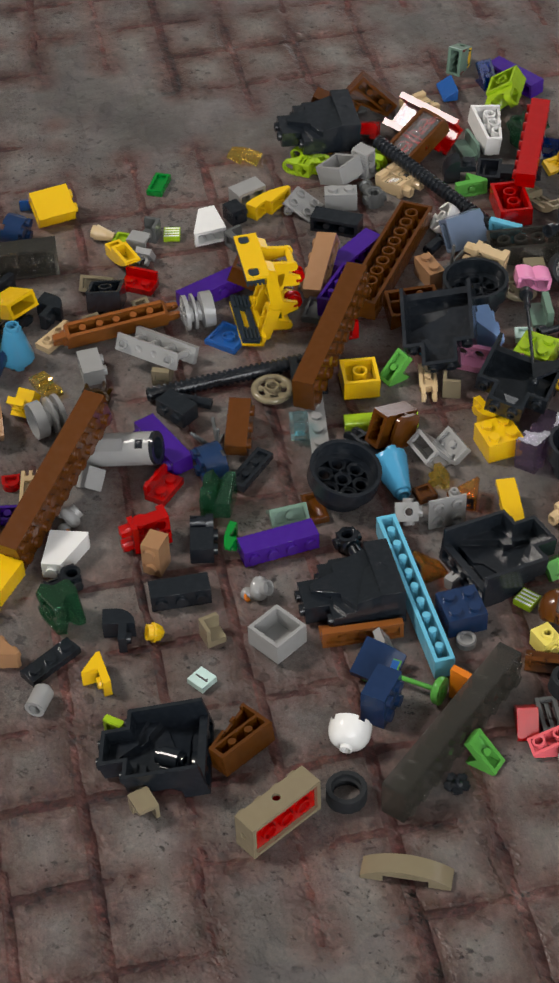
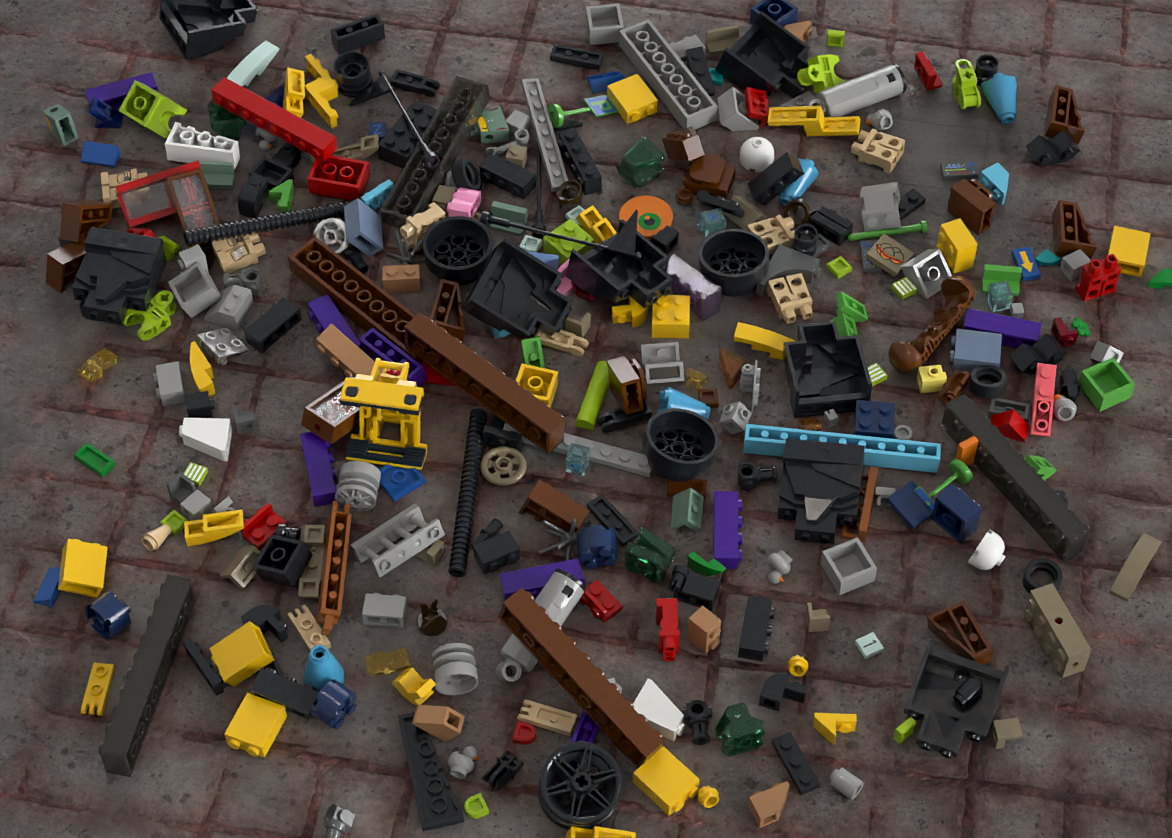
camera: 70 degrees left, 10 degrees up
(137, 291) = (288, 532): none -> black wheel

